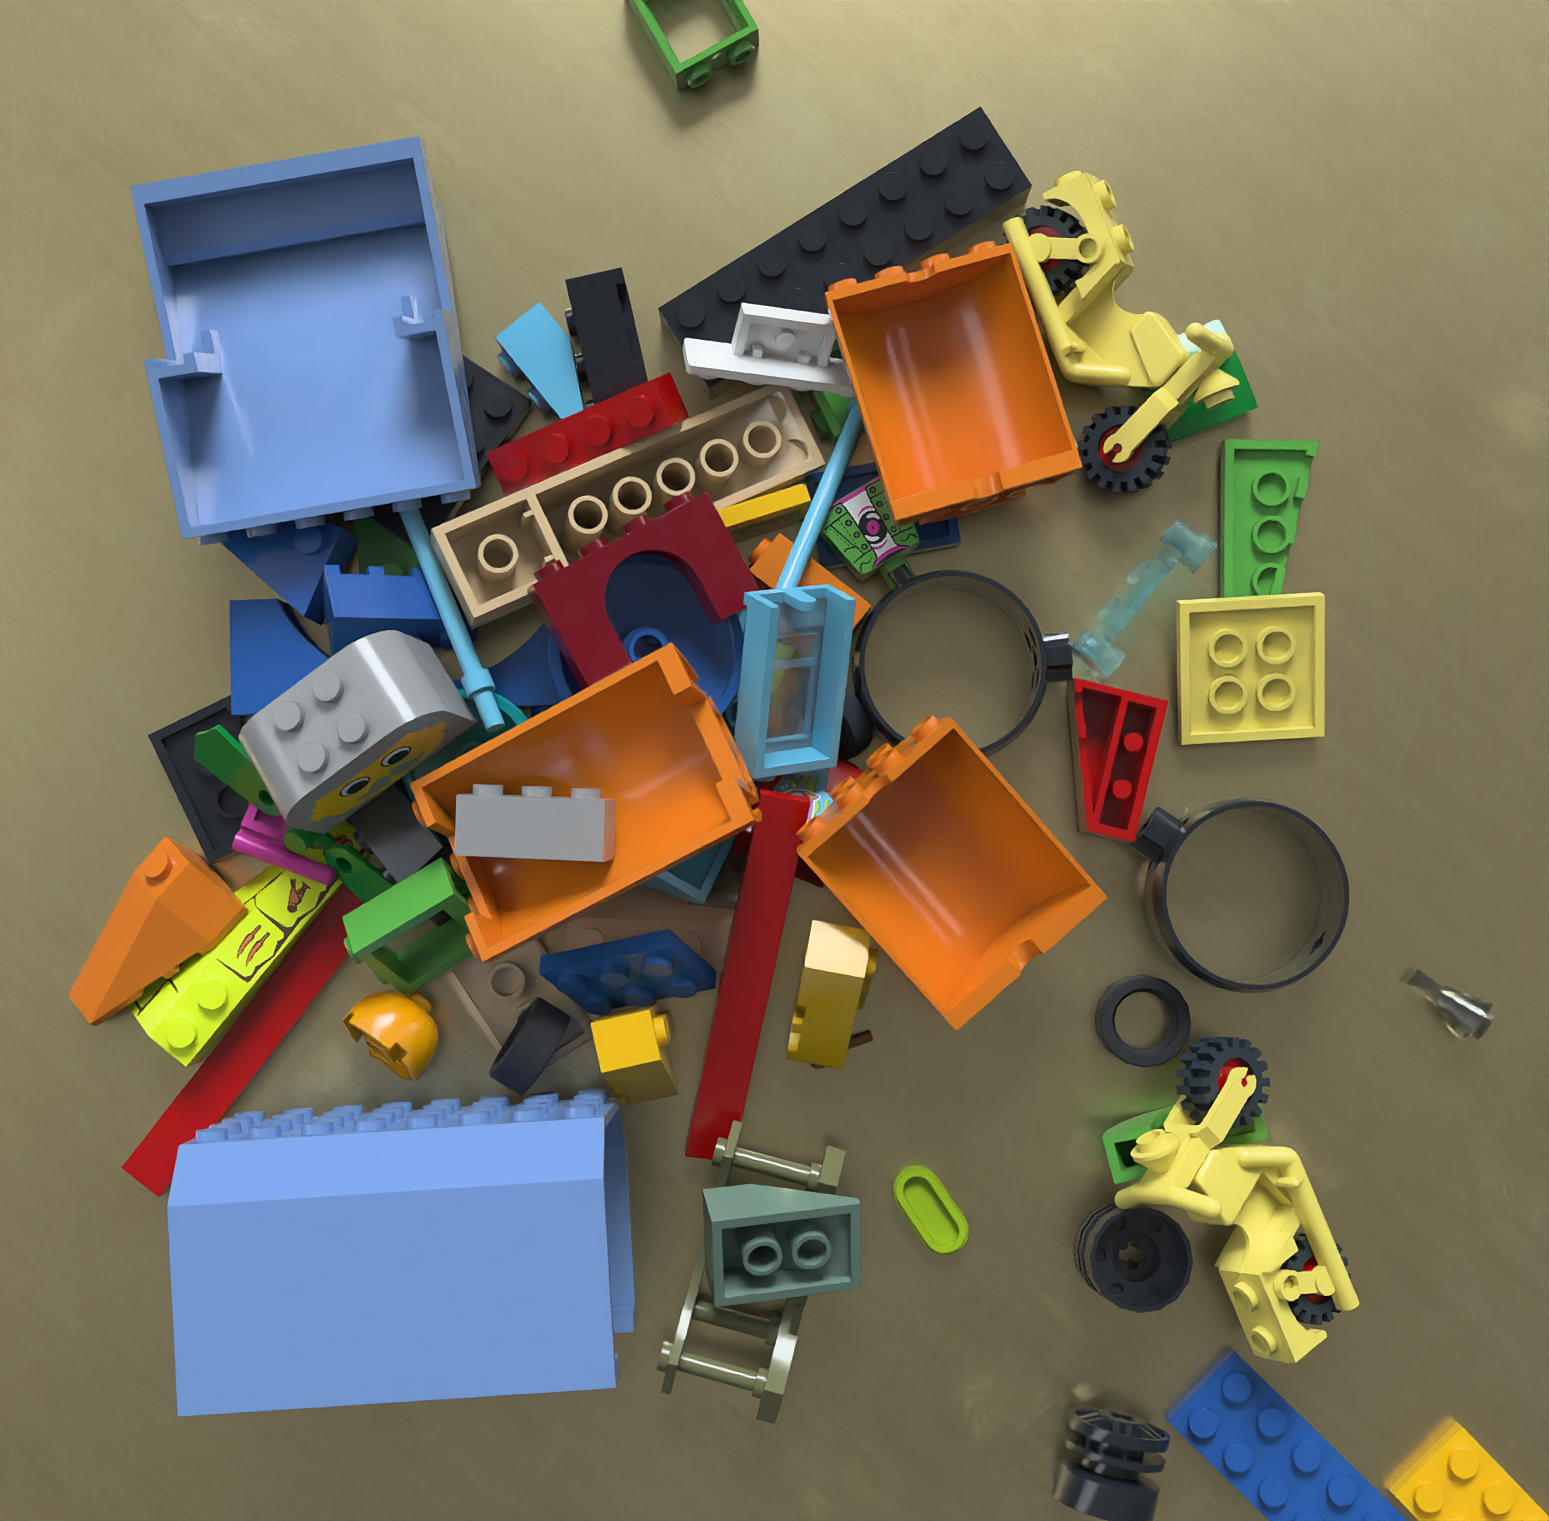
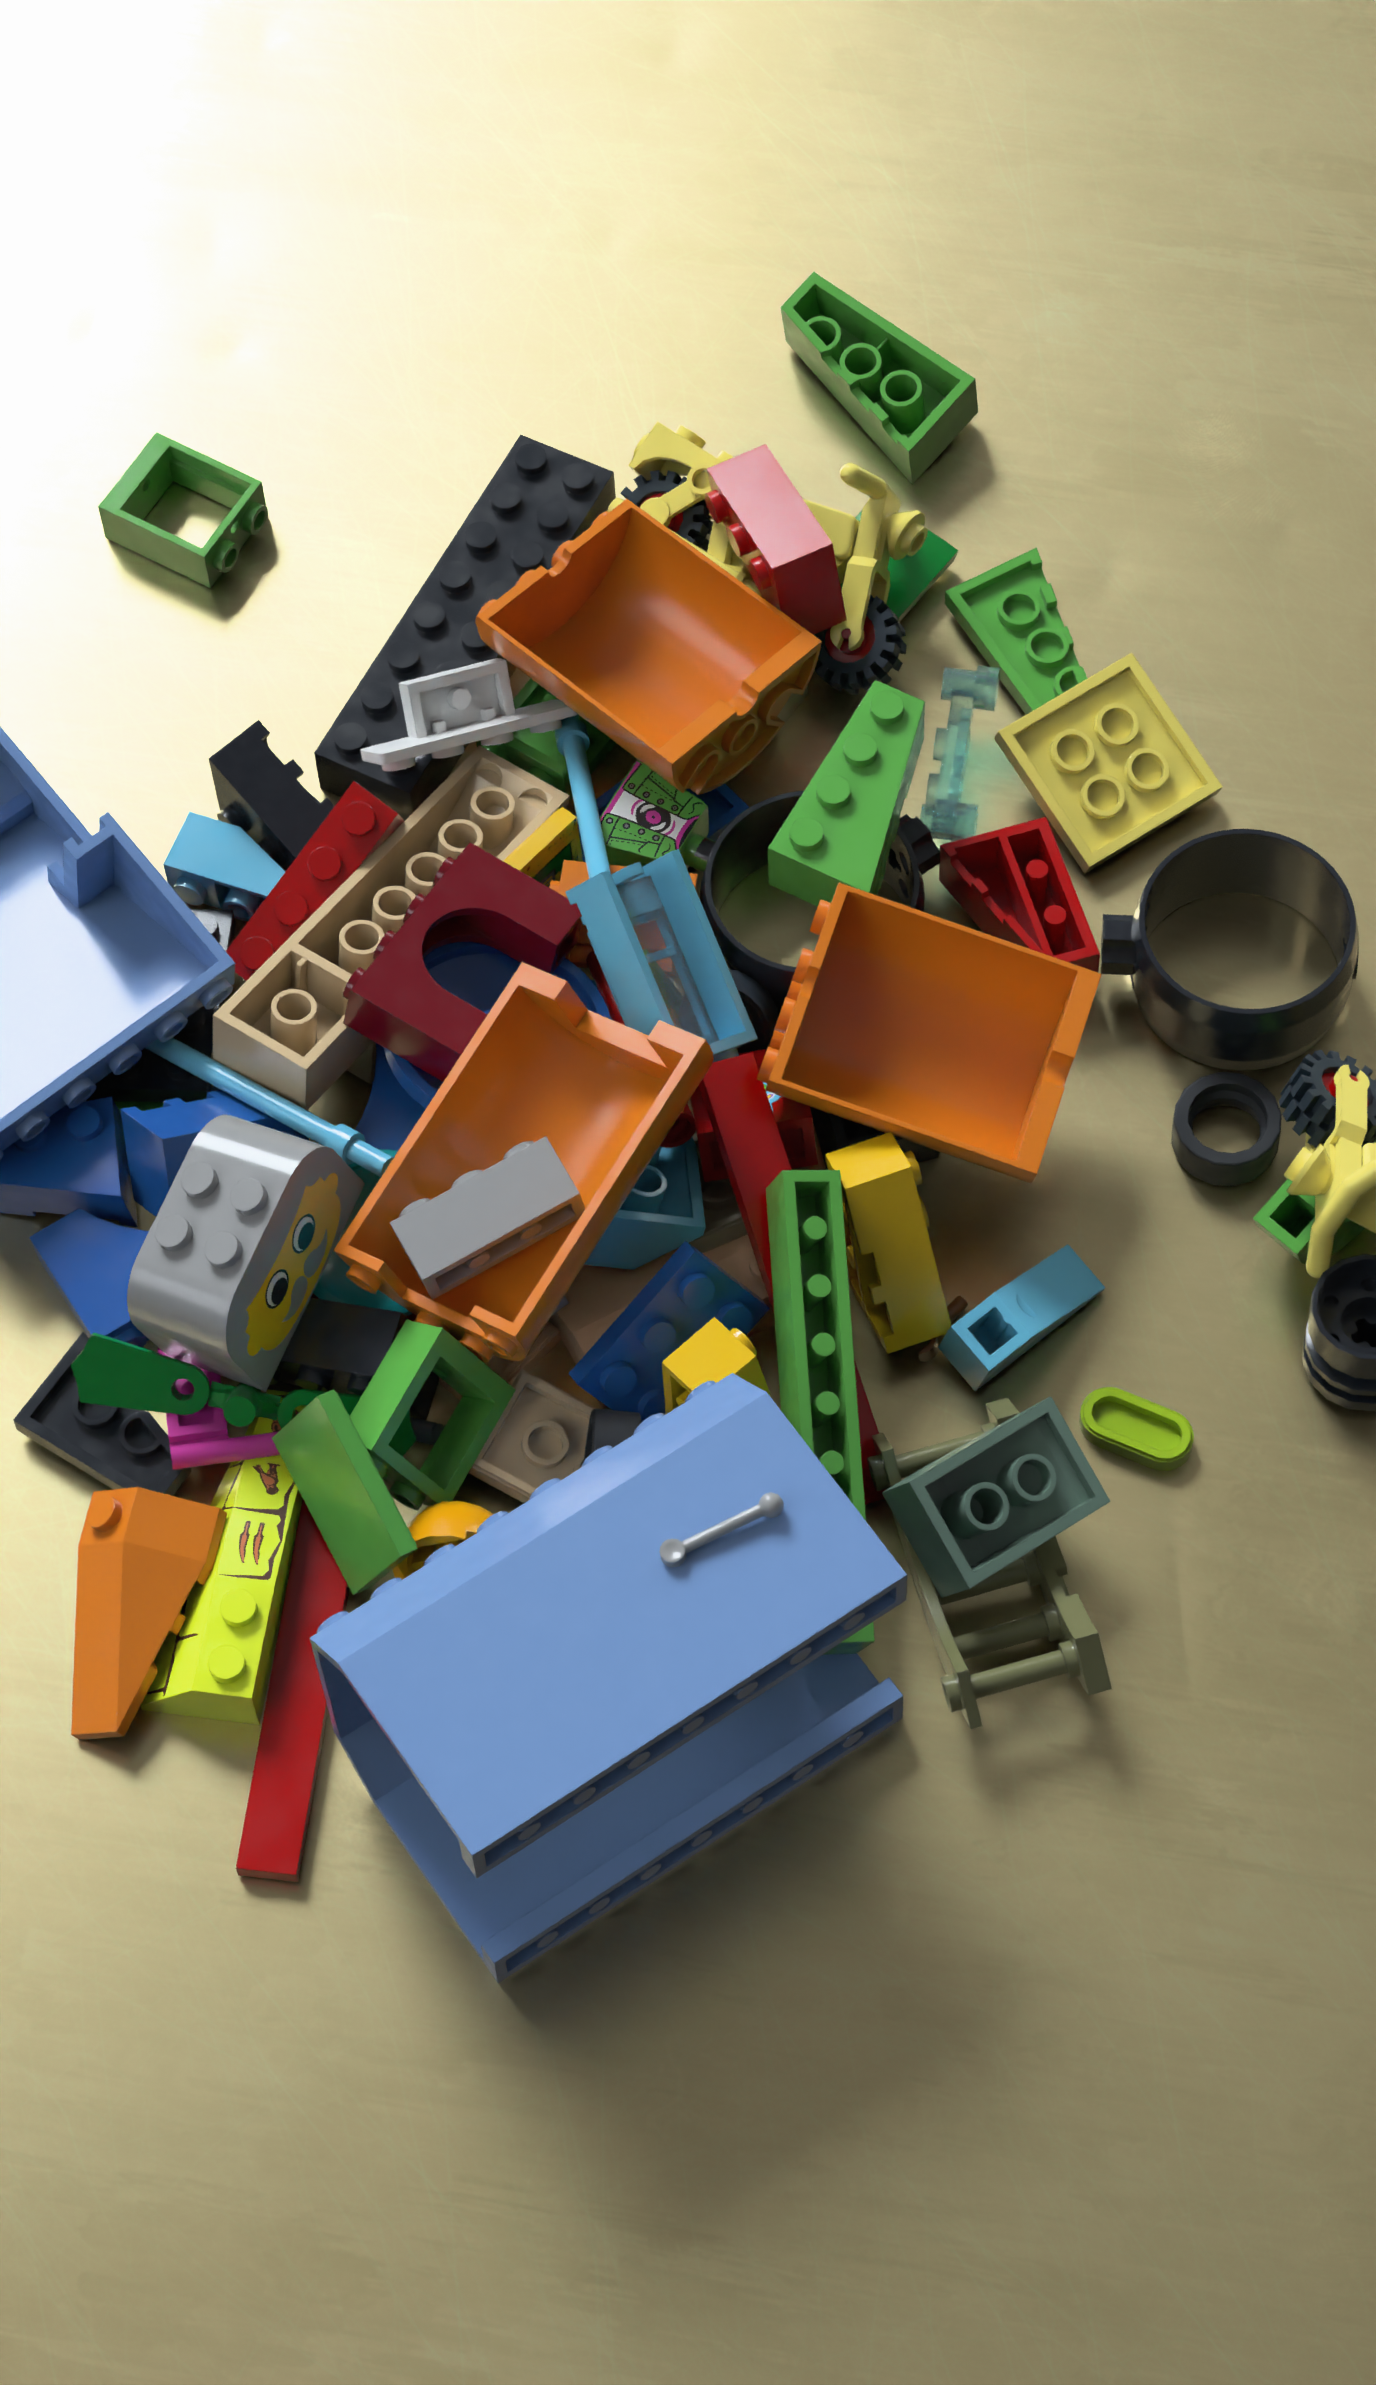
camera: 30 degrees left, 25 degrees down
(330, 956) = (344, 1492): none -> bright green tile
(456, 1270) = (674, 1551): none -> light grey hinge
(700, 1094) = (816, 1331): none -> bright green brick
(900, 1084) = (1019, 1316): none -> medium azure slope
(1006, 639) = (853, 802): none -> bright green wedge
(1104, 347) = (777, 538): none -> wedge
(1298, 214) = (880, 374): none -> bright green wedge

